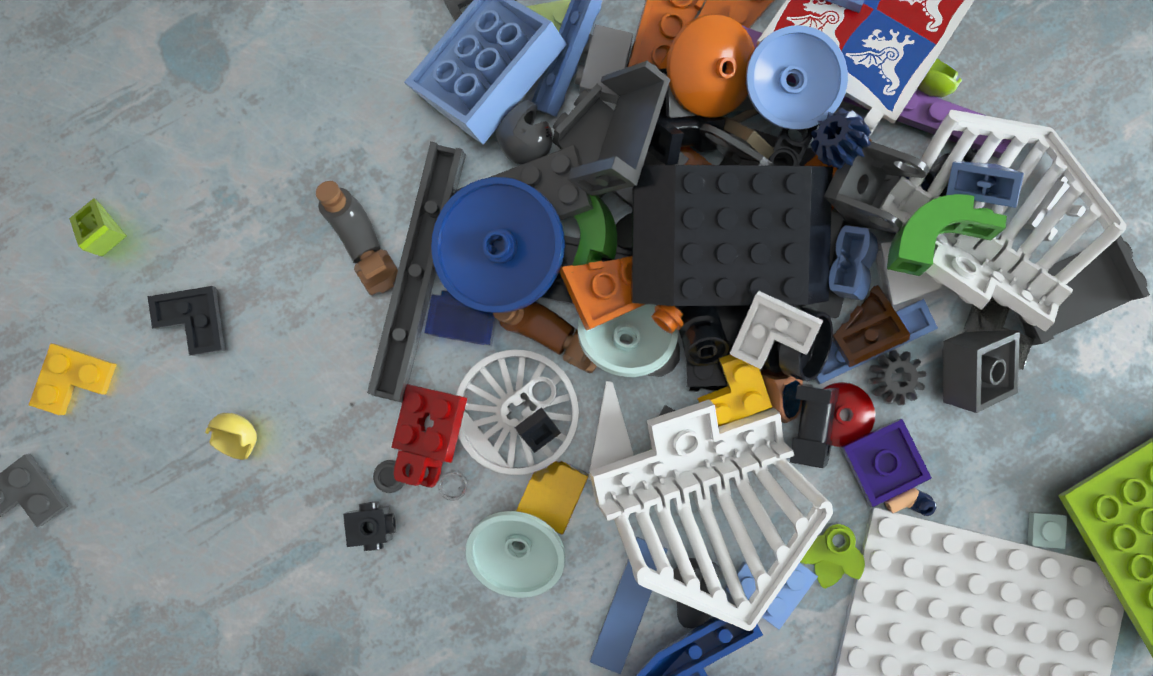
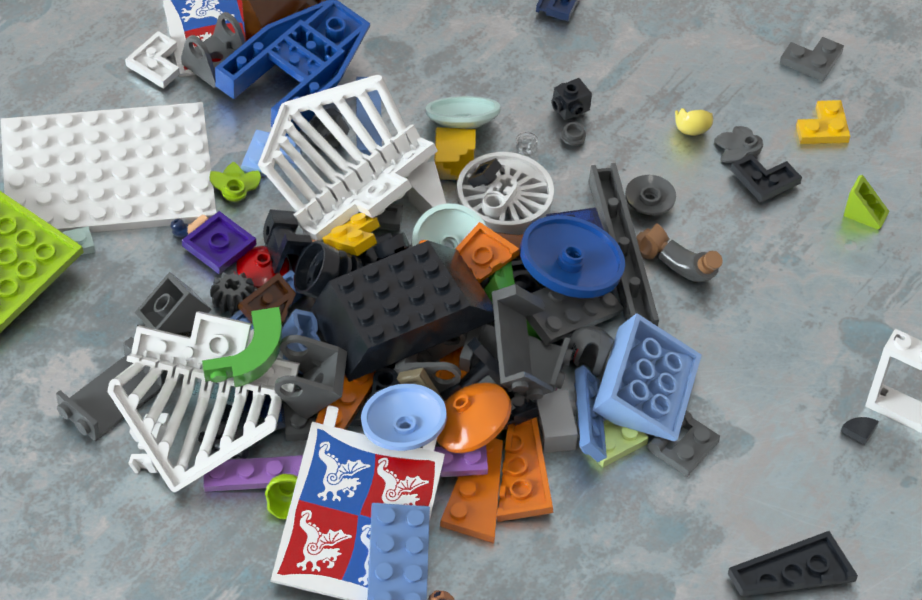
camera: 150 degrees right, 35 degrees down
(198, 388) = (739, 144): none -> dark grey plate
(328, 335) = (650, 194): none -> dark grey dish
(429, 446) = (560, 161): red plate -> none
(771, 321) = (355, 248): white plate -> none
(840, 138) = (352, 383): dark blue gear -> none
(986, 182) = (225, 399): medium blue slope -> none

